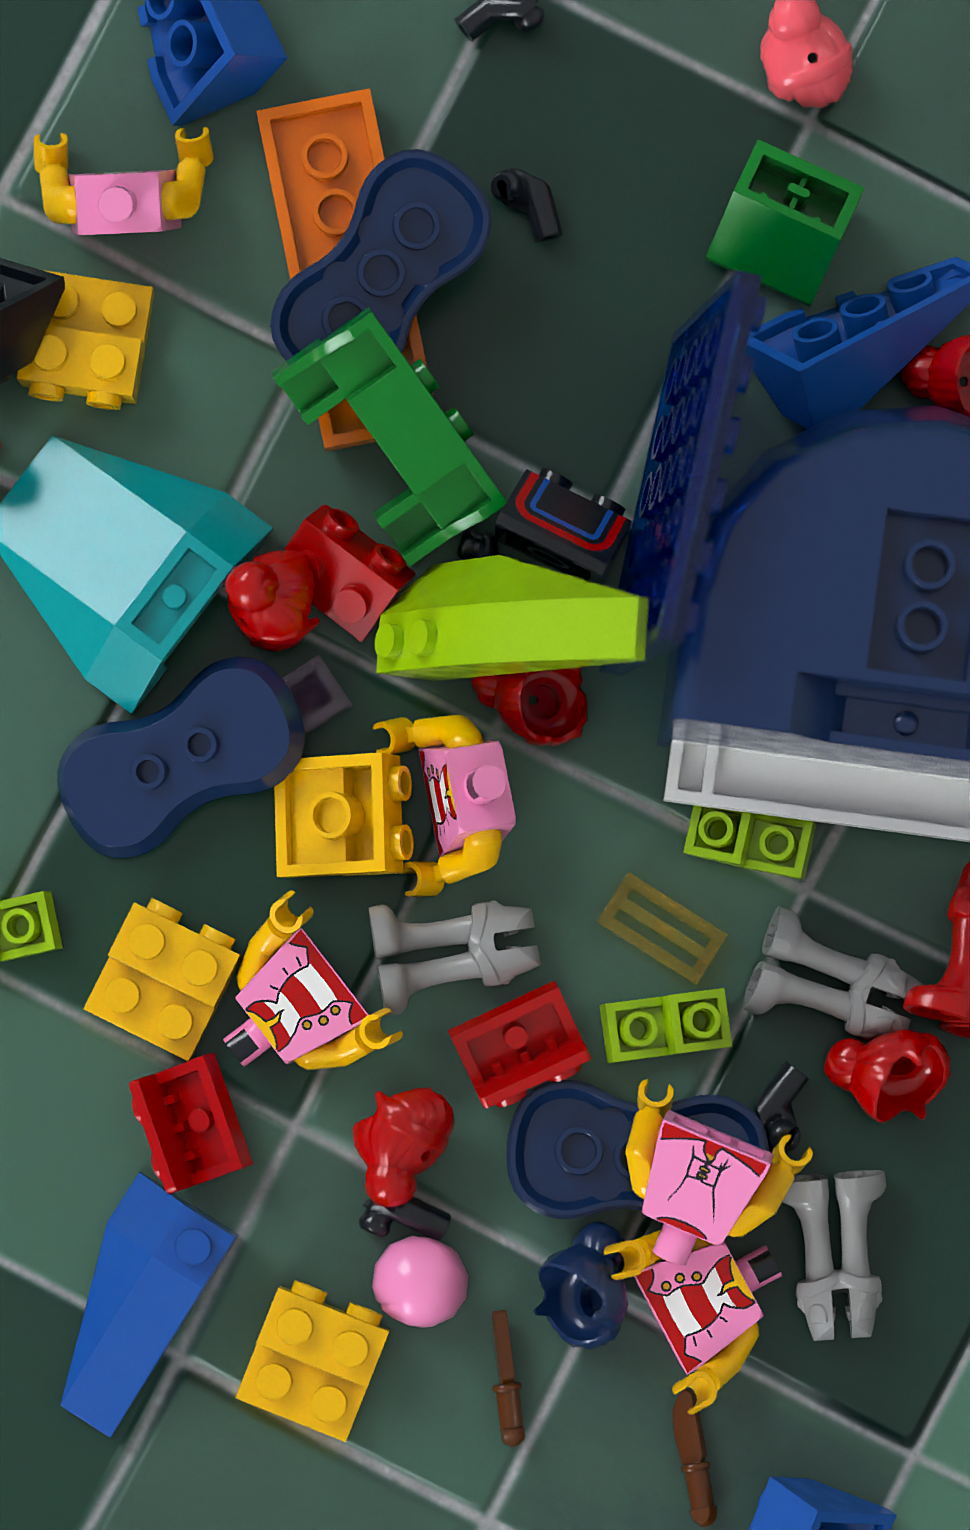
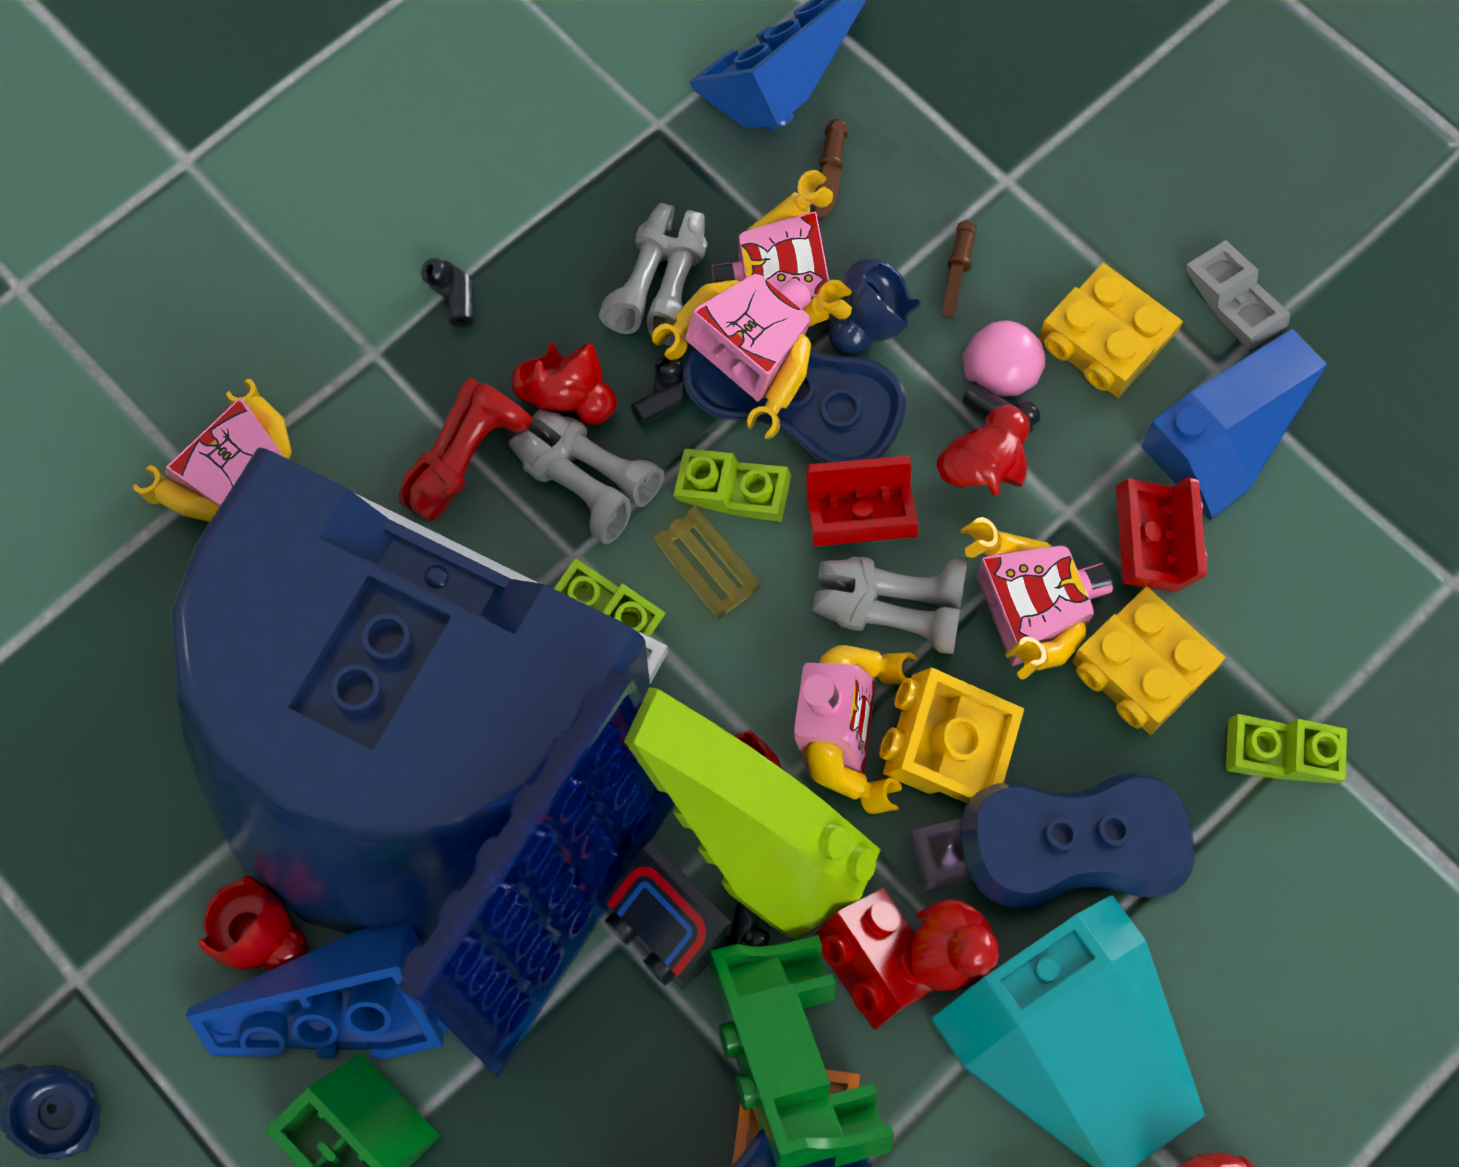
camera: 160 degrees left, 15 degrees down
(182, 1457) = (1233, 294): none -> light grey slope

